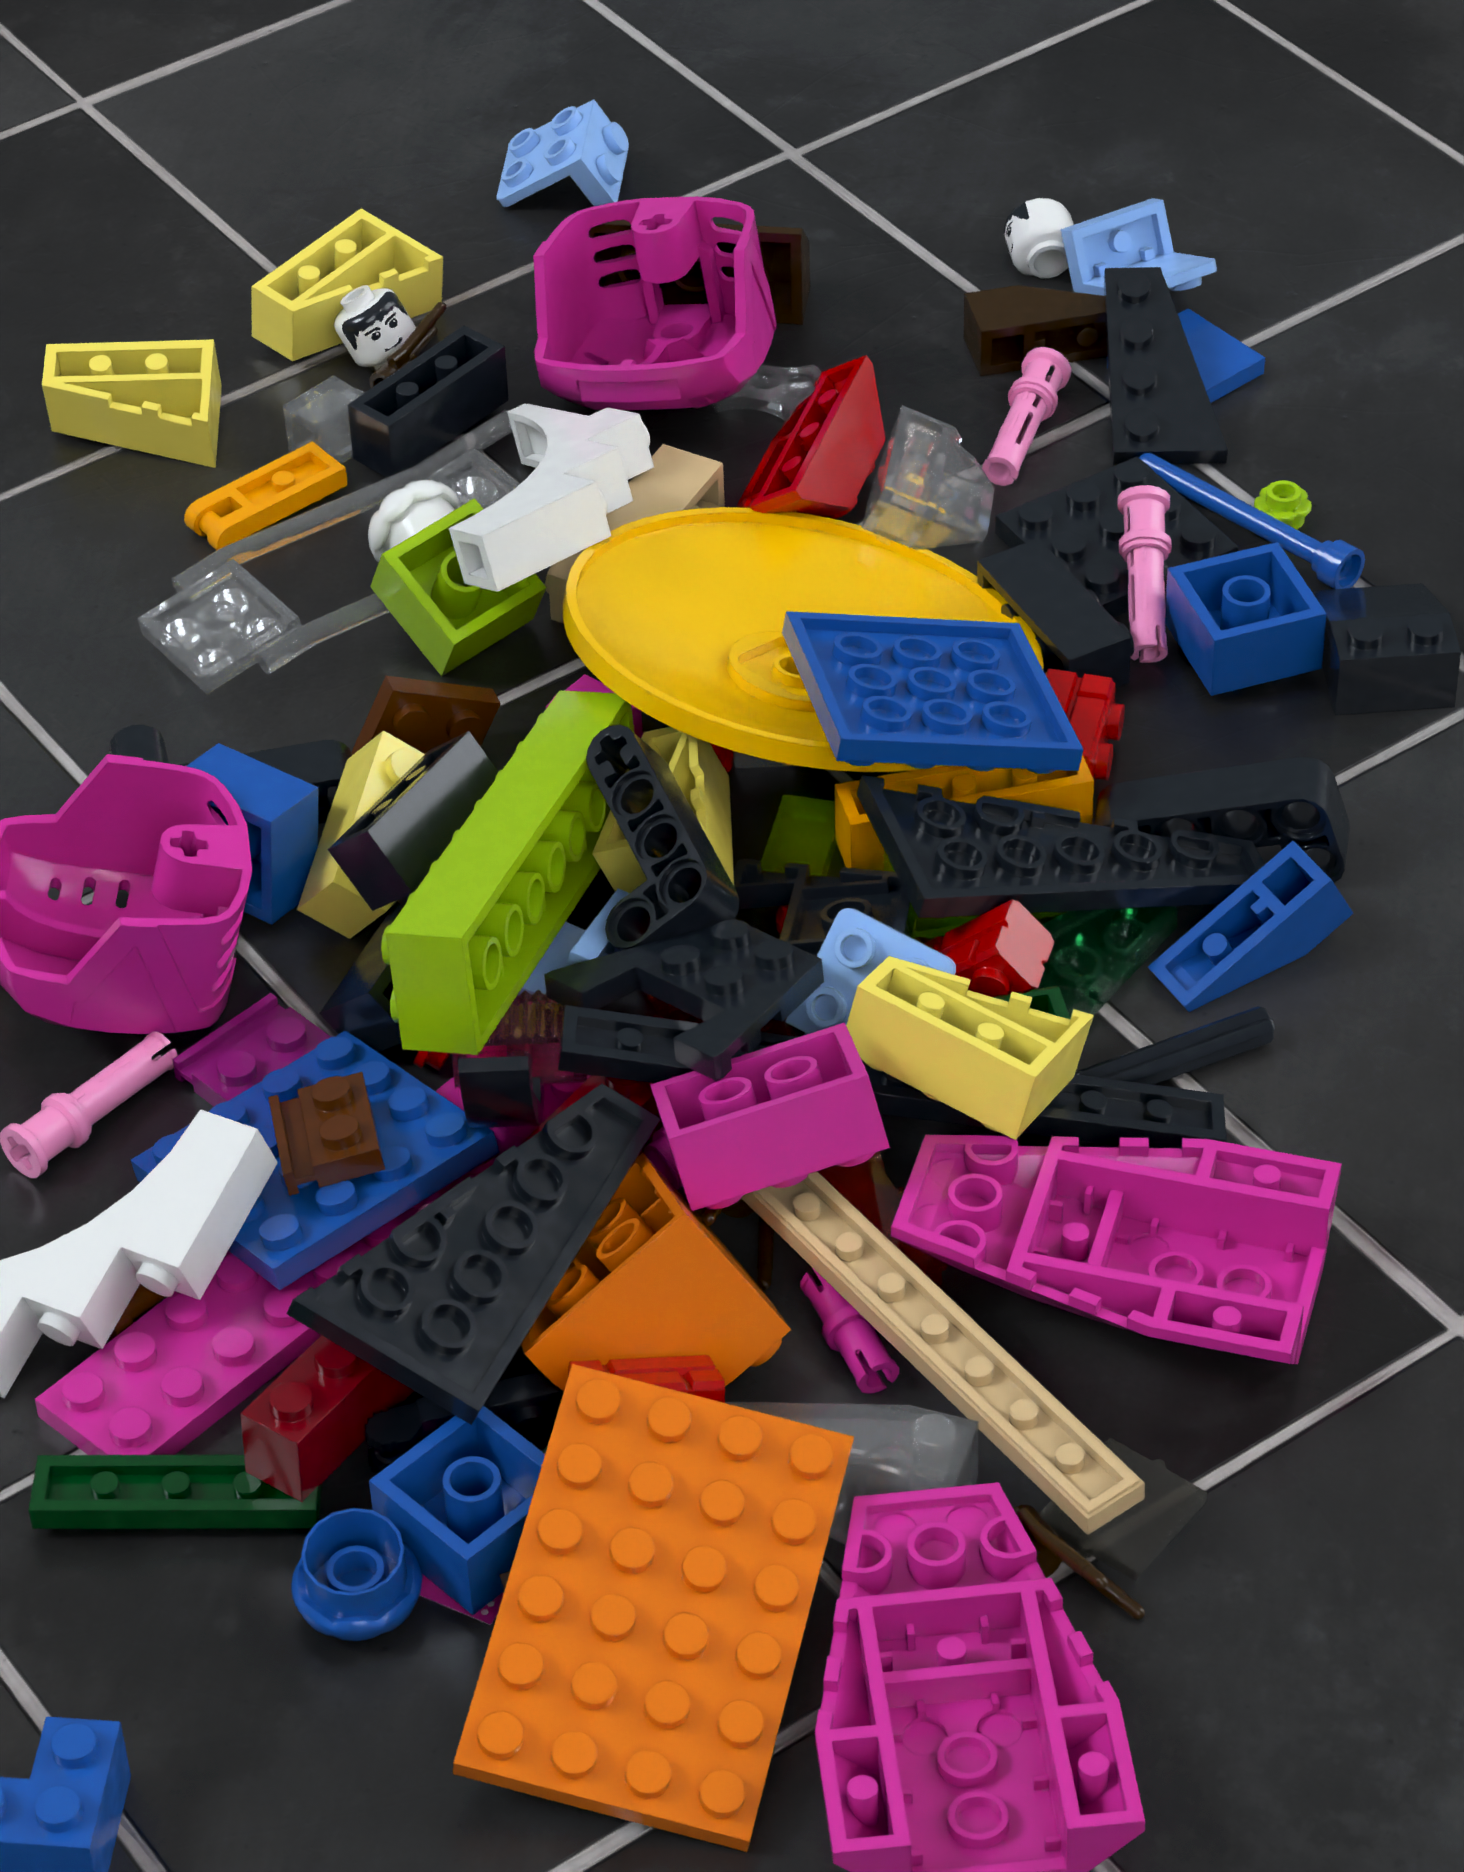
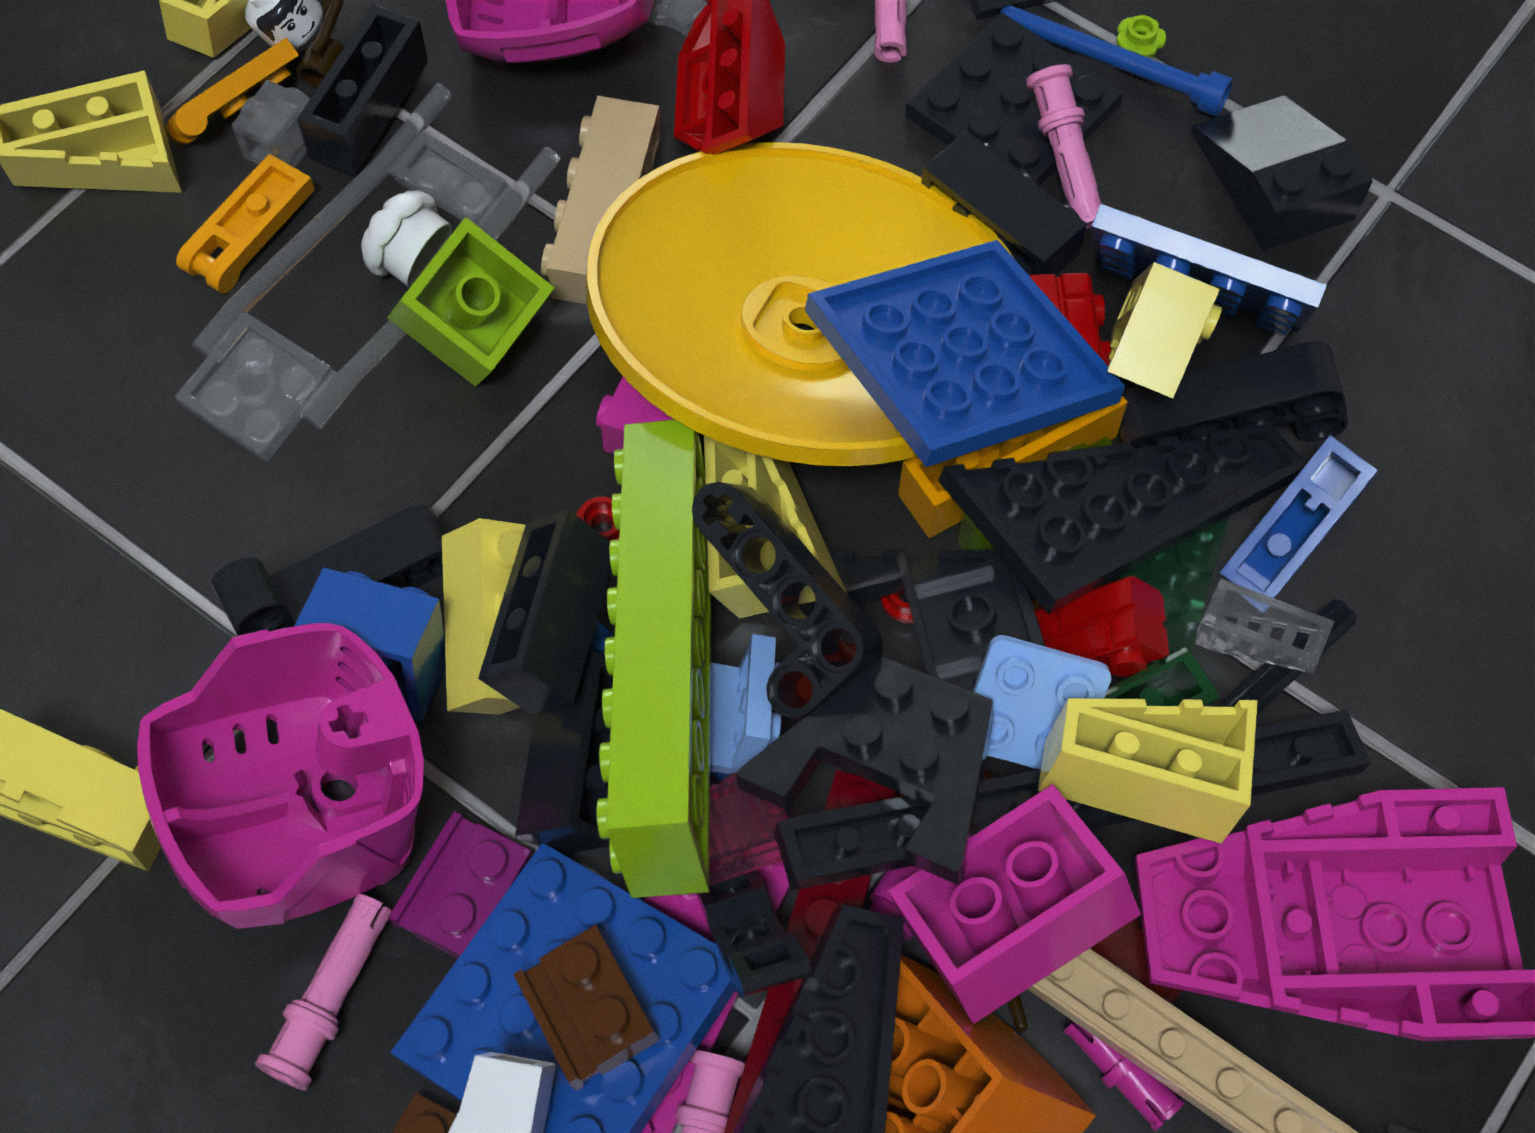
camera: 20 degrees left, 20 degrees up
(282, 385) = (230, 93): none -> light orange plate
(428, 712) = (489, 463): reddish brown wing -> none
(563, 503) = (549, 209): white arch -> none
(801, 835) = (871, 509): clear neon green tile -> none
(928, 487) = (843, 91): clear wedge -> none
(1149, 1004) = (1248, 606): none -> clear slope
(1153, 712) = (1160, 328): none -> light yellow wedge
(1217, 677) = (1246, 284): none -> blue plate
(1245, 618) = (1171, 171): blue brick -> none

